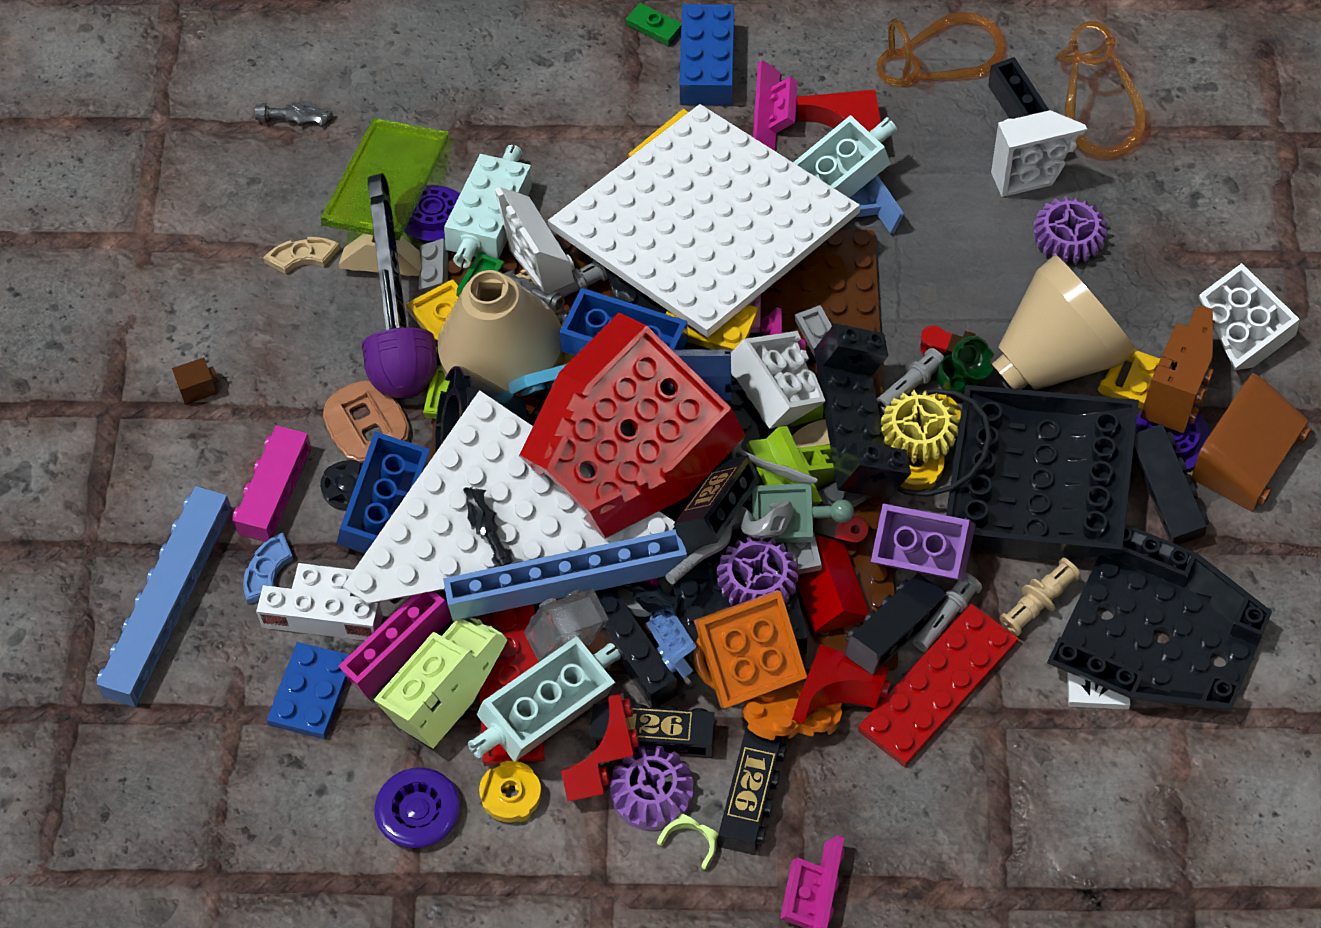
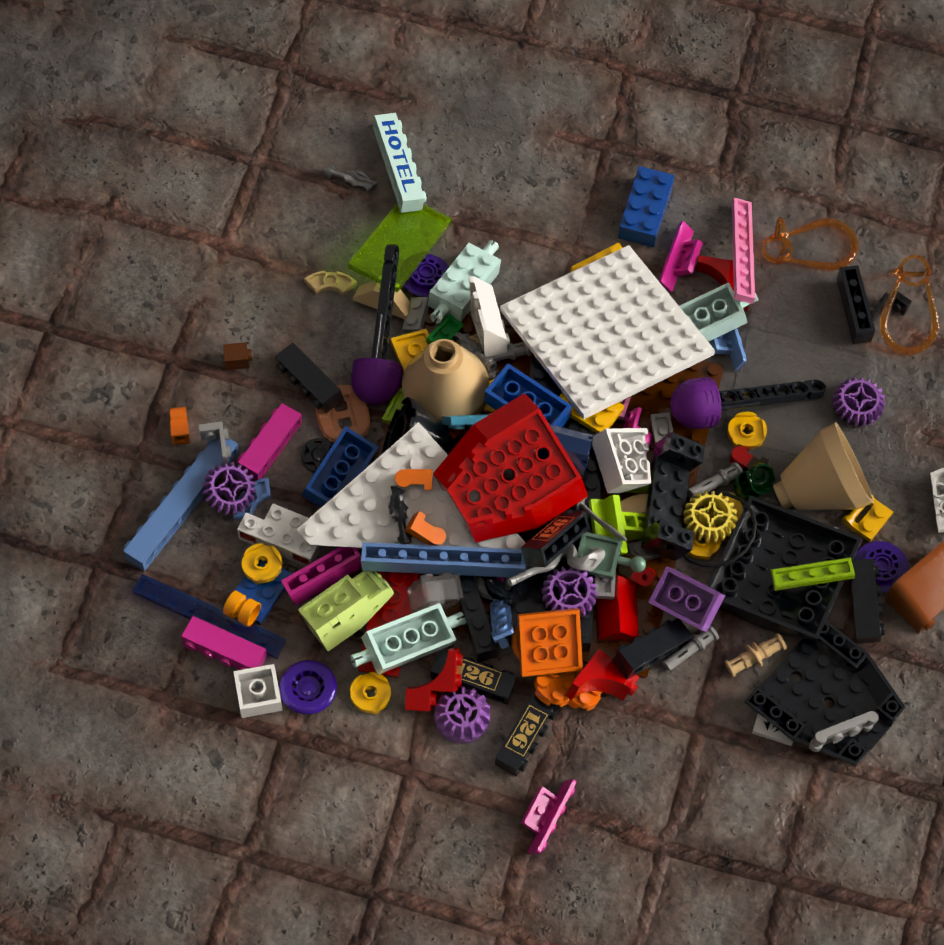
camera: 10 degrees right, 5 degrees up
(136, 494) = (179, 425): none -> orange leg
(188, 484) = (216, 430): none -> light grey bracket
(246, 745) = (190, 606): none -> clear blue plate
(247, 547) = (214, 492): none -> medium lavender gear
(278, 782) = (222, 645): none -> dark pink brick
(296, 720) = (239, 607): none -> light orange wheel
(305, 383) = (309, 378): none -> black brick
(309, 665) = (265, 553): none -> yellow plate
(345, 831) = (257, 691): none -> white brick
(355, 78) = (399, 162): none -> light aqua brick
(494, 467) = (408, 477): none -> orange leg
(529, 539) = (424, 531): none -> orange leg
(654, 24) = (616, 173): green plate -> none
(685, 821) = (476, 742): yellowish green cap -> none
(856, 75) = (743, 251): none -> bright pink plate
(861, 280) = (699, 402): none -> piece
(932, 290) = (754, 423): none -> yellow plate
(937, 685) = (670, 696): red plate -> none
(1032, 151) = (848, 339): white wedge -> none
(1085, 96) = (900, 304): none -> black bracket
(1086, 464) = (812, 574): none -> lime tile
(1182, 373) = (899, 526): dark orange piece -> none
(1191, 670) = (839, 731): none -> light grey plate

